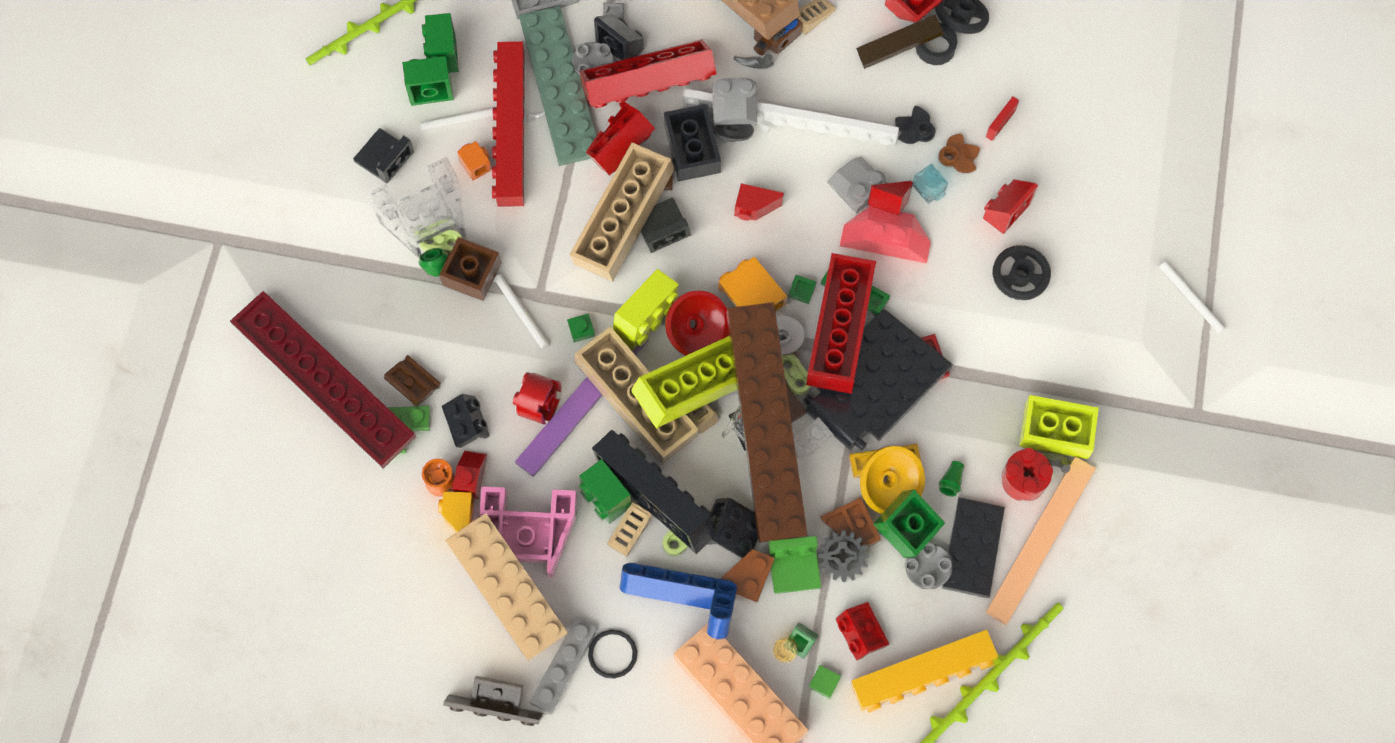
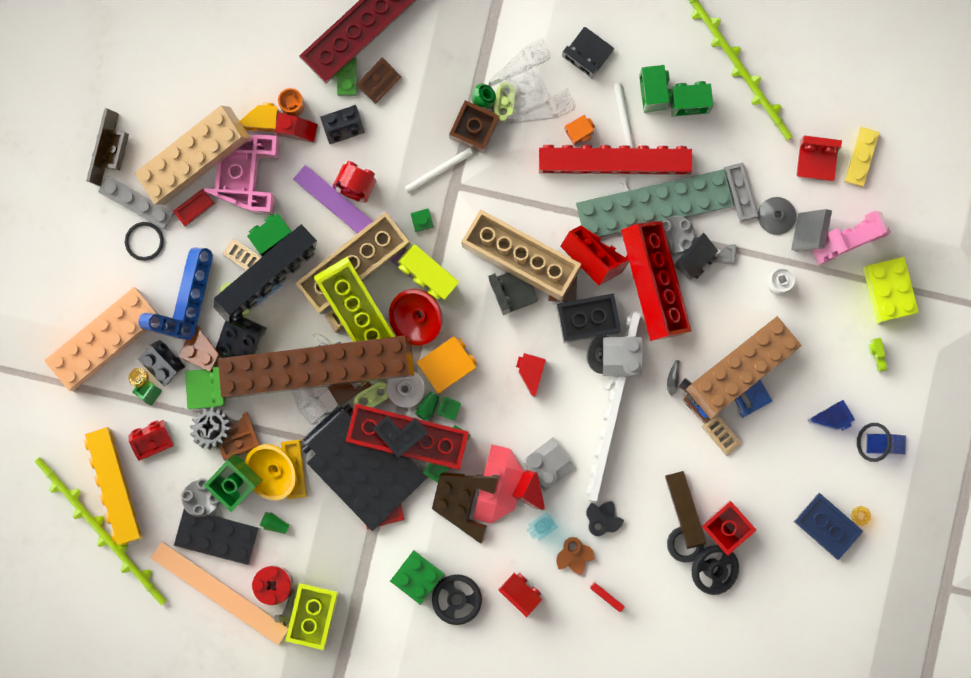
camera: 95 degrees right, 15 degrees up
(569, 593) = (193, 207): none -> red tile
(765, 622) = (161, 362): none -> black bracket
(801, 312) = (427, 407): none -> green cone
(824, 681) = (112, 407): bright green tile -> none
(847, 323) = (399, 440): none -> black plate
(904, 273) = (455, 498): none -> dark brown wing
(1000, 314) = (417, 577): none -> green brick

